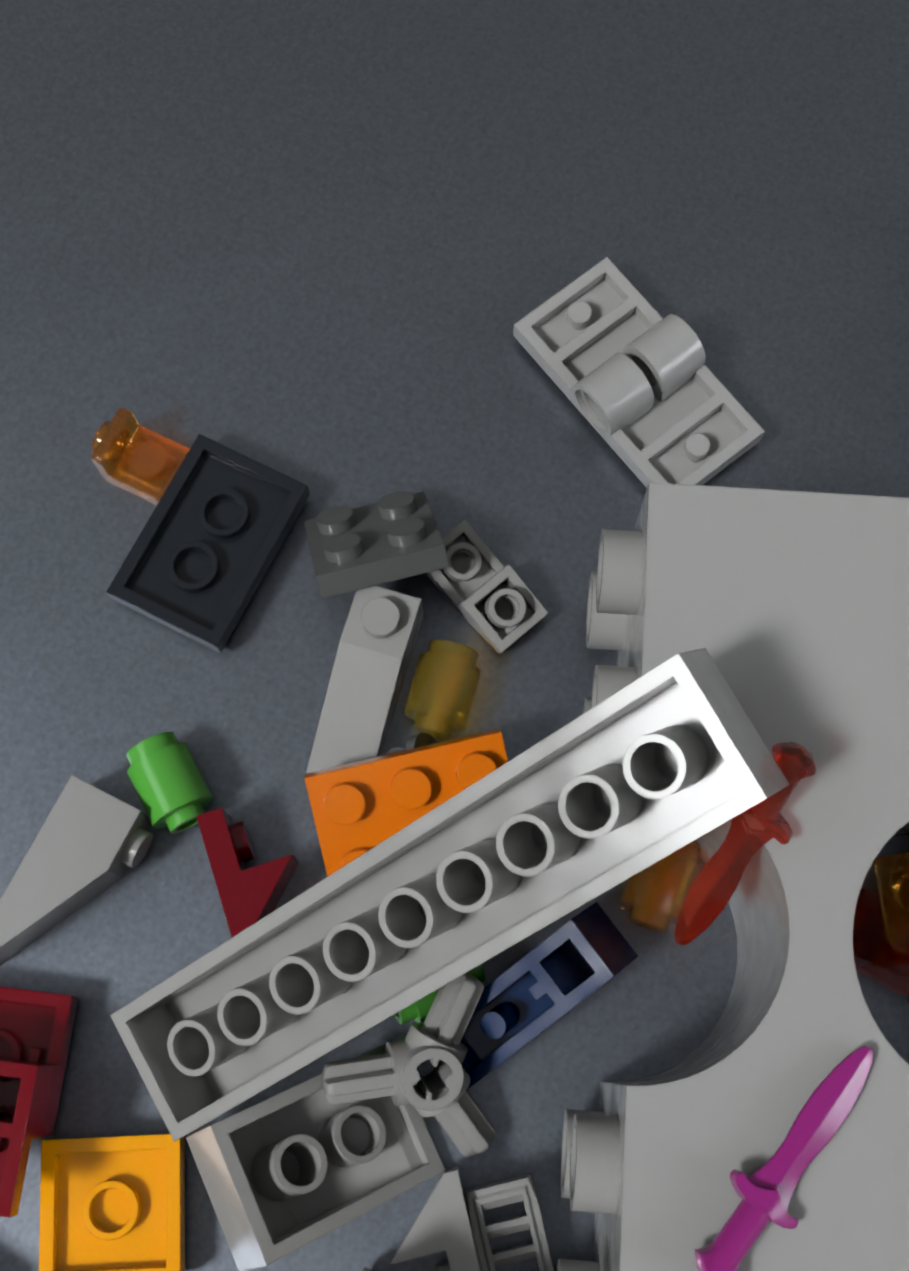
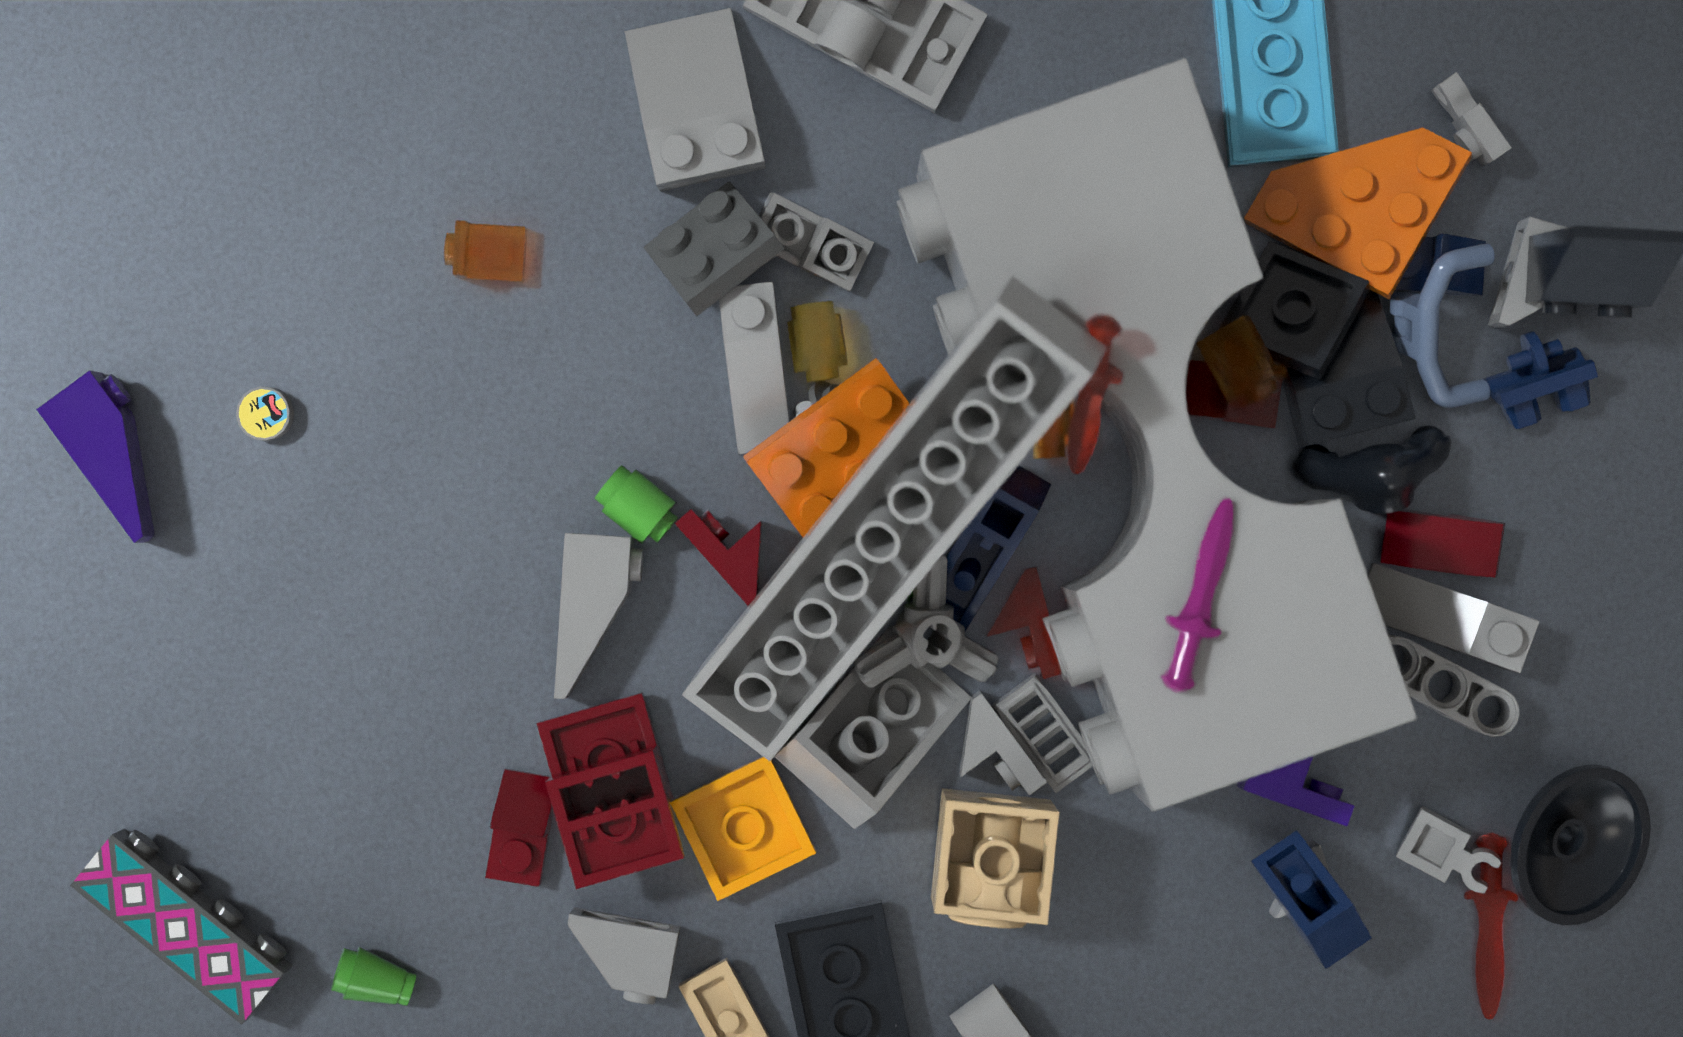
camera: 25 degrees left, 15 degrees up
(209, 543) = (576, 298): black plate -> none
(421, 404) = (694, 100): none -> light grey slope
(550, 1088) = (1023, 608): none -> clear red slope

